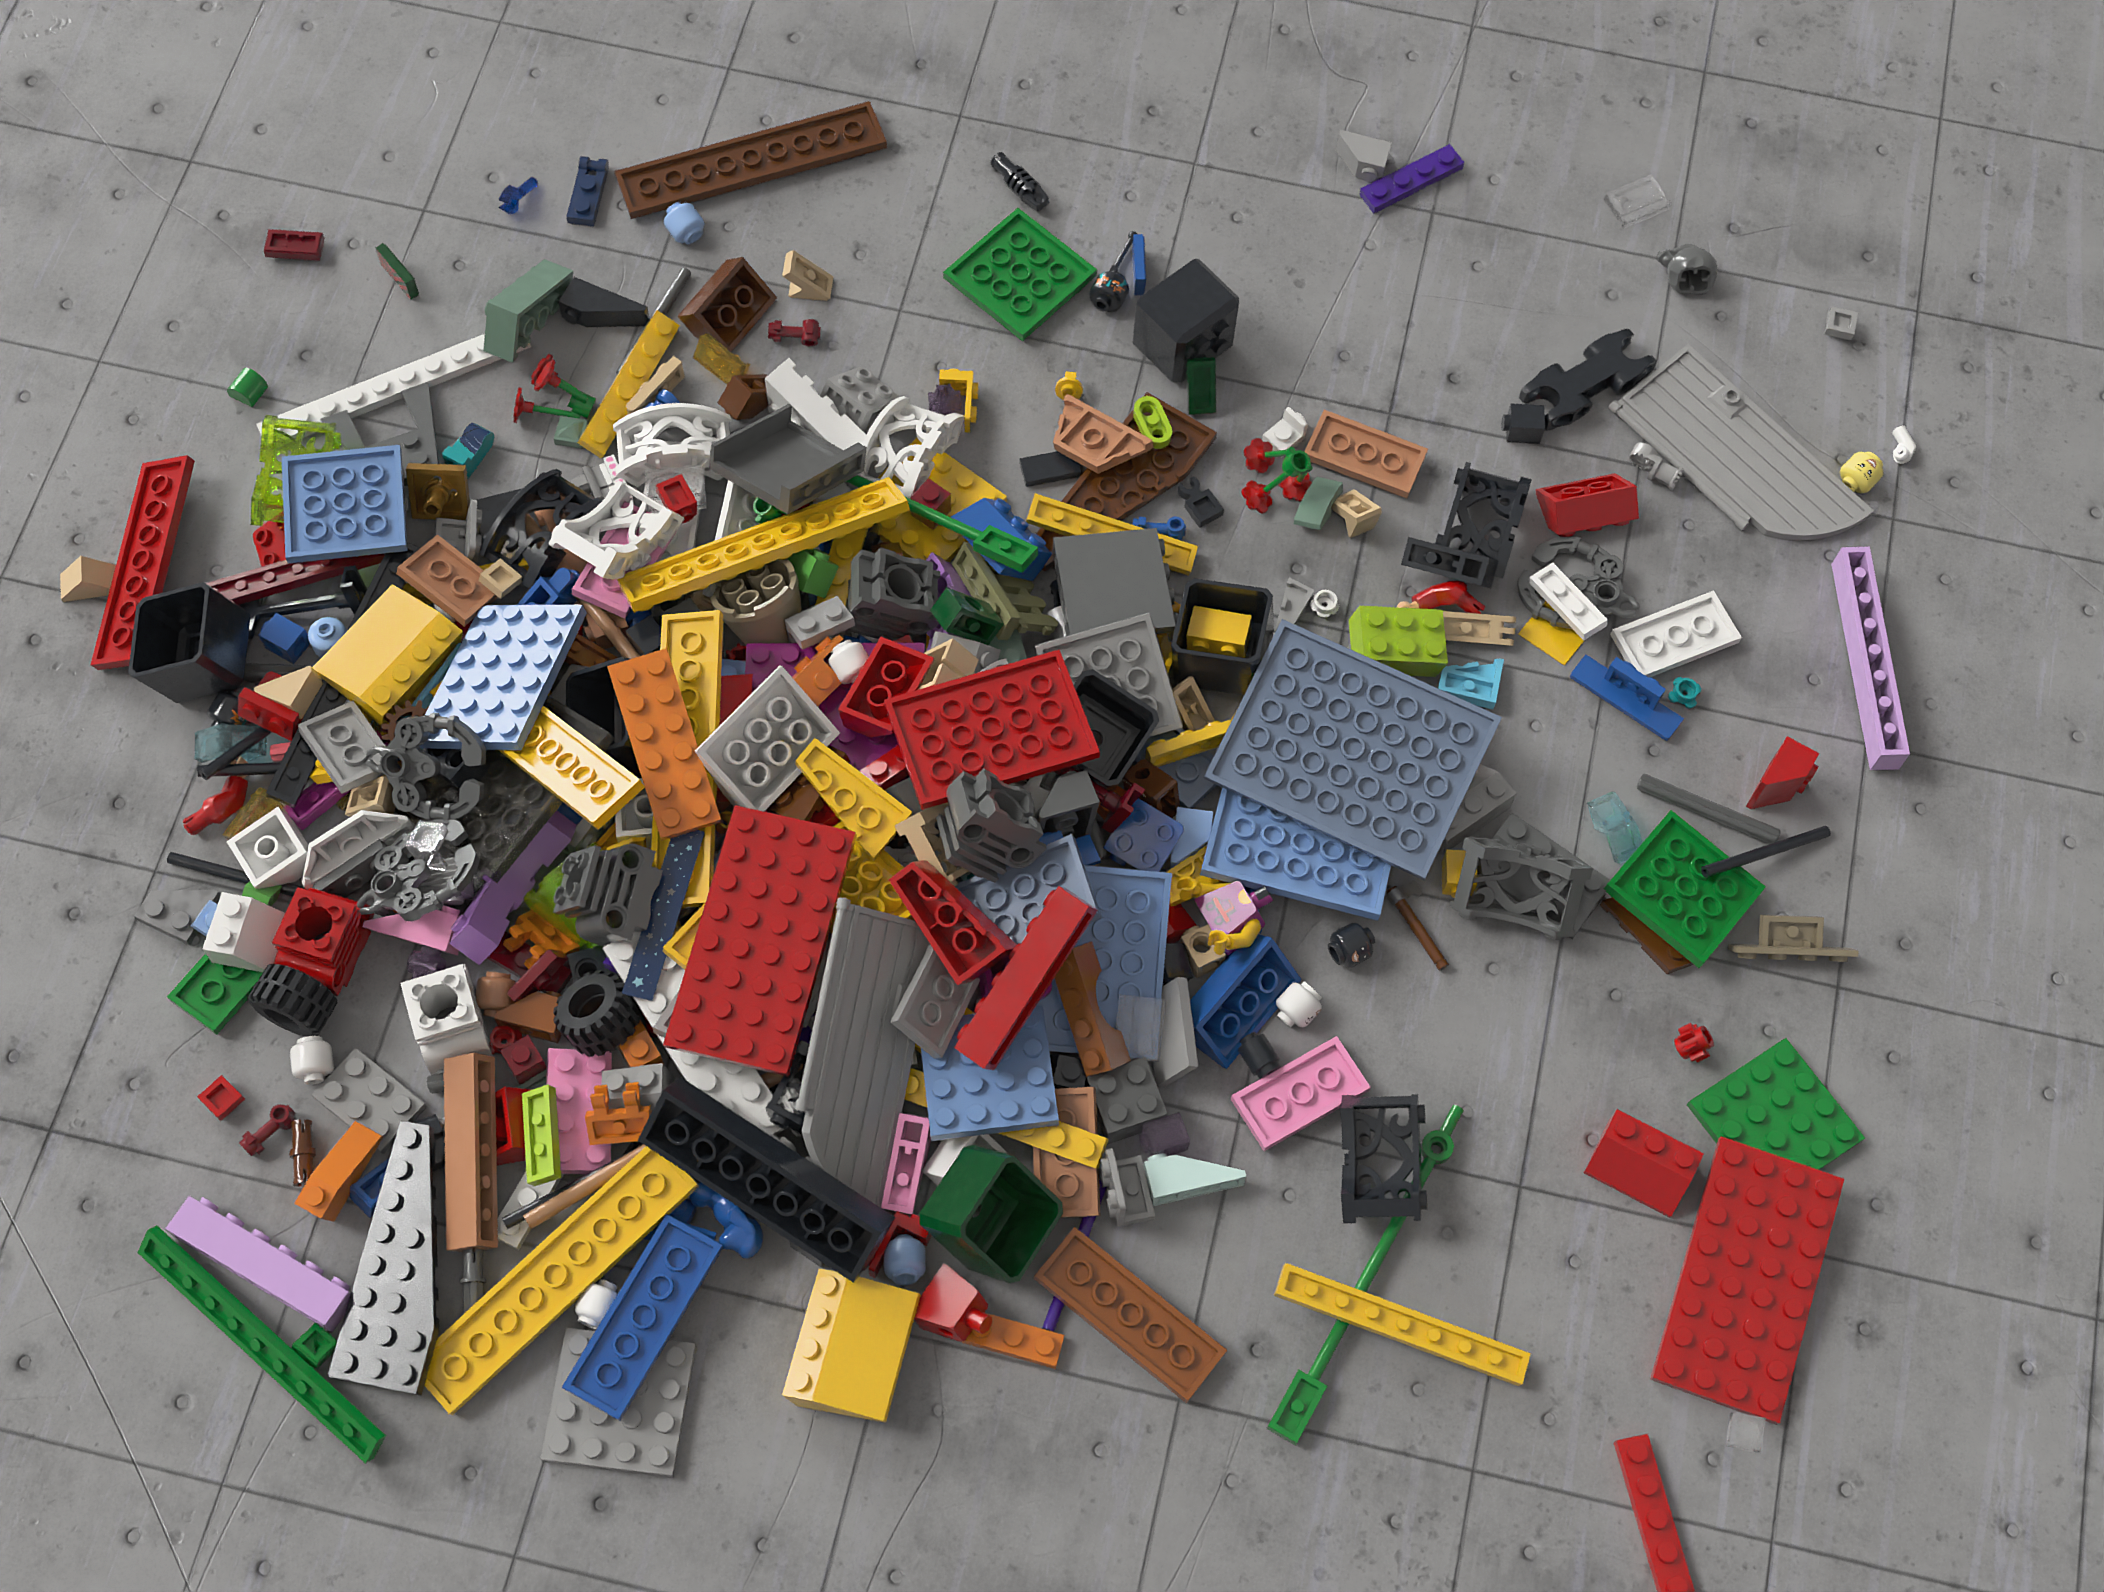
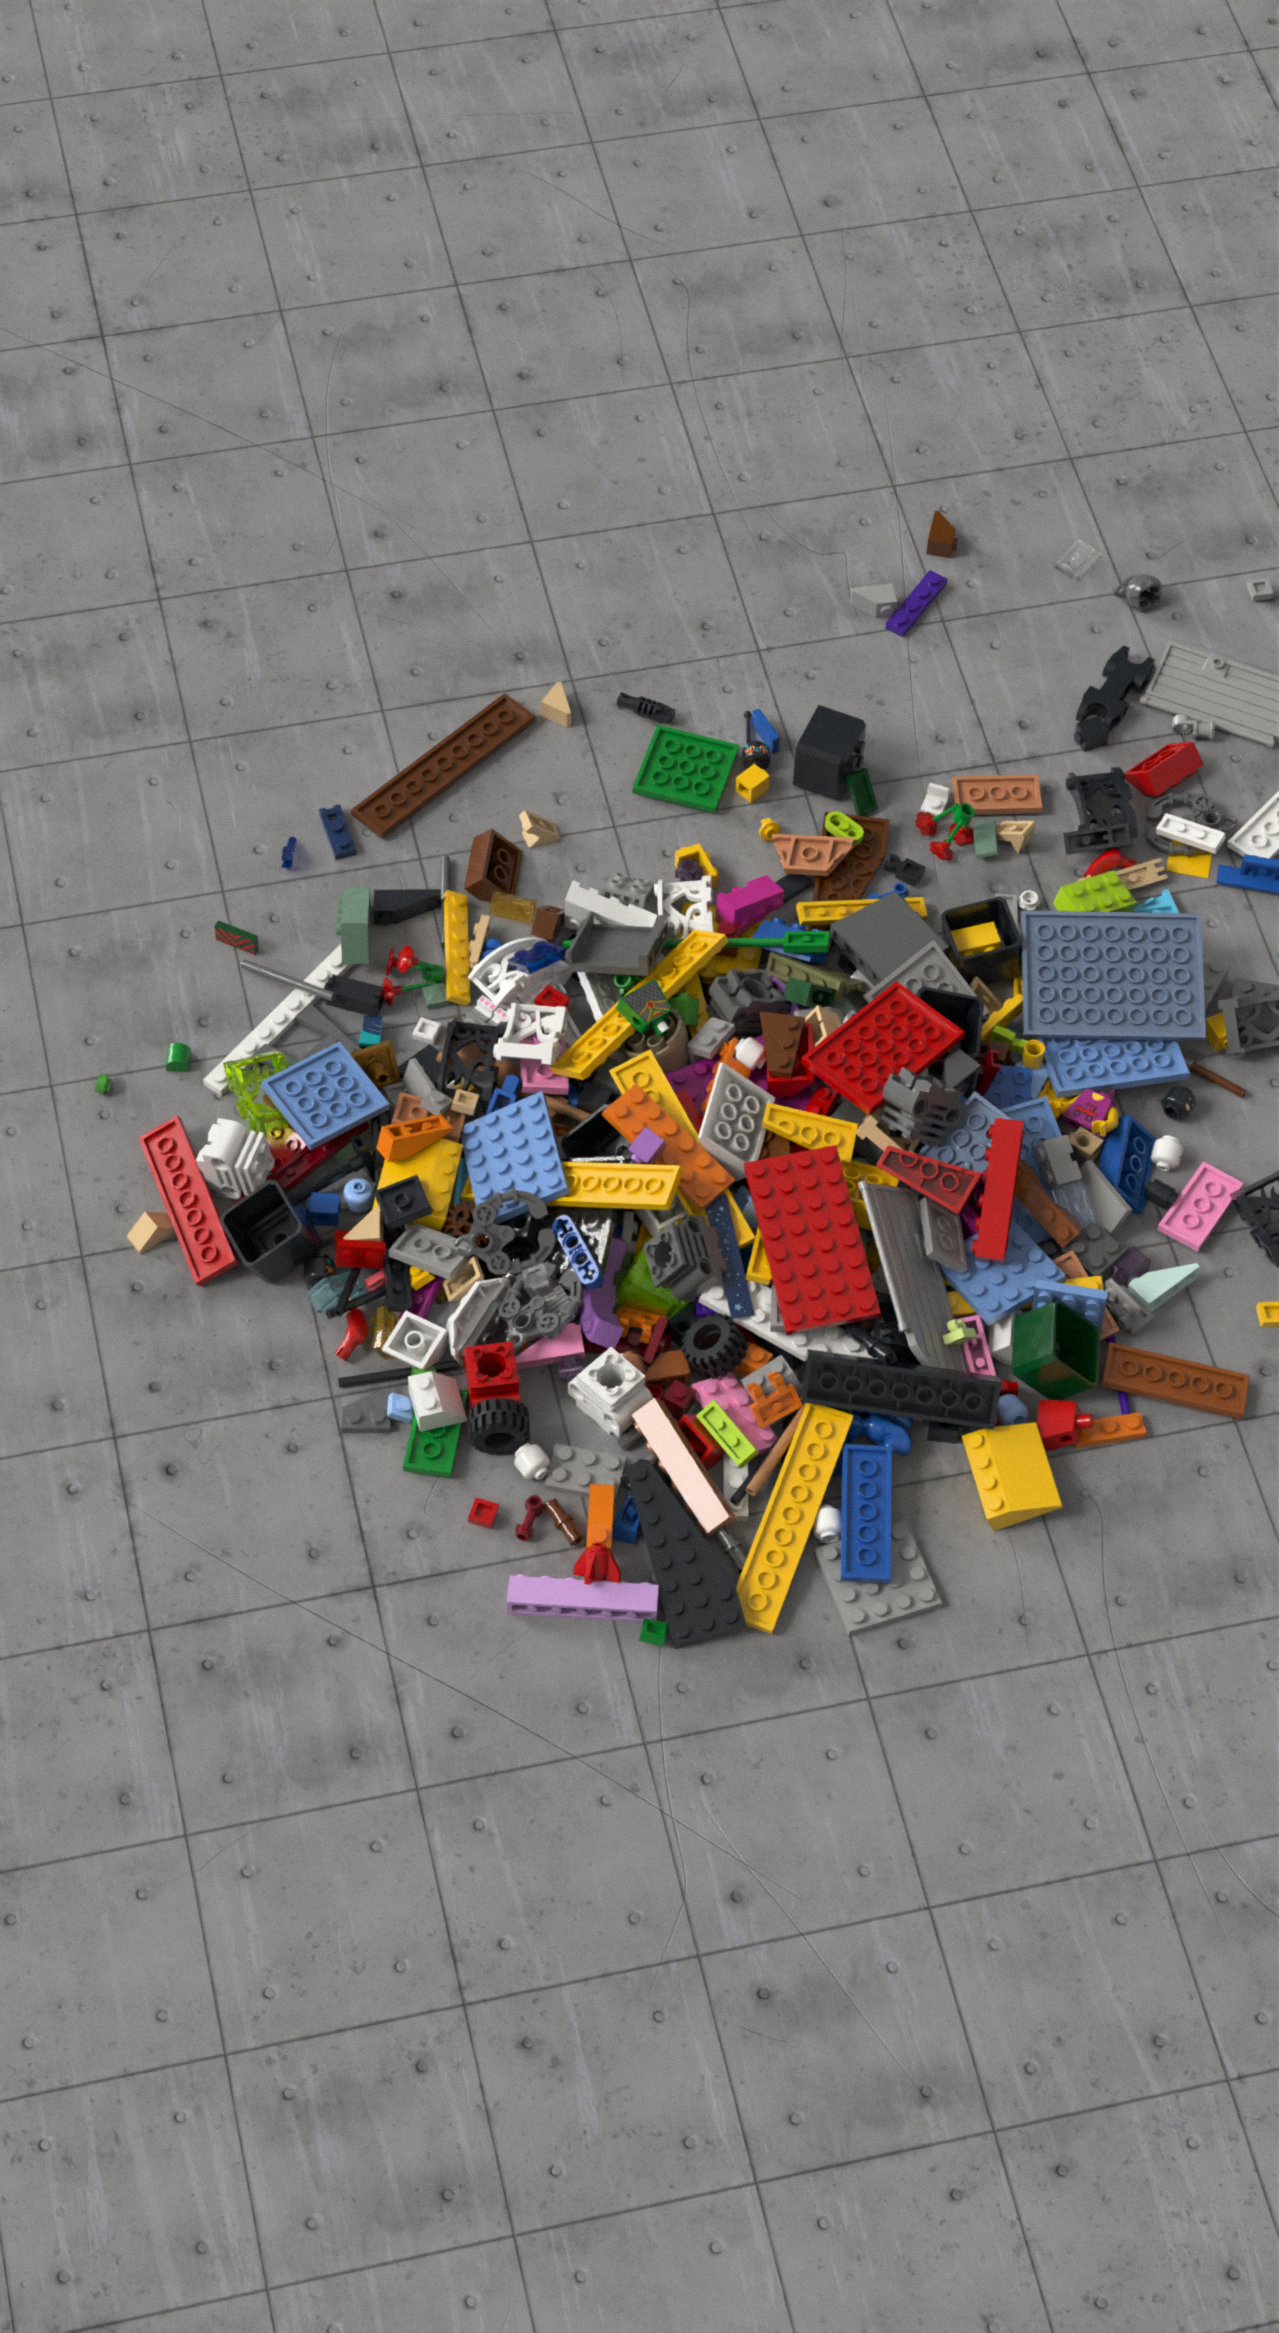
camera: 25 degrees left, 10 degrees down
(148, 382) = (103, 1083): none -> bright green plate
(208, 538) = (235, 1159): none -> white piece
(261, 1344) = (615, 1645): green plate -> none
(292, 1233) = (596, 1564): none -> red brick
(294, 244) = (146, 949): dark red plate -> none
(344, 673) = (402, 1202): none -> black tile
(402, 597) = (409, 1137): none -> orange slope
(417, 345) = (291, 981): none -> dark grey piece
(466, 565) = (436, 1102): none -> light grey plate
(479, 394) = (355, 995): none -> black brick
(488, 860) = (578, 1251): none -> blue beam
(533, 466) = (426, 1031): none -> white tile
(625, 736) = (646, 1147): none -> medium lavender brick
(684, 223) = (425, 825): light blue head -> none
(688, 436) = (536, 958): none -> clear blue plate
(751, 556) = (646, 1008): none -> torso
(757, 1113) = (875, 1347): none -> black pin
(809, 332) = (561, 864): dark red bar -> none
(881, 667) = (781, 1041): none -> reddish brown wing
(887, 1134) = (958, 1333): none -> yellowish green tile
(918, 138) = (556, 706): none -> tan slope
(981, 472) = (749, 903): none -> dark pink wedge
(1044, 1167) = (1083, 1300): none -> medium blue plate
(1085, 322) = (752, 783): none -> yellow brick
(1137, 964) = (1057, 1163): none -> light grey brick
(1183, 771) = (1005, 1035): none -> lime plate
(1204, 797) = (1033, 1054): none -> yellow beam
(1487, 109) = (941, 537): none -> reddish brown slope

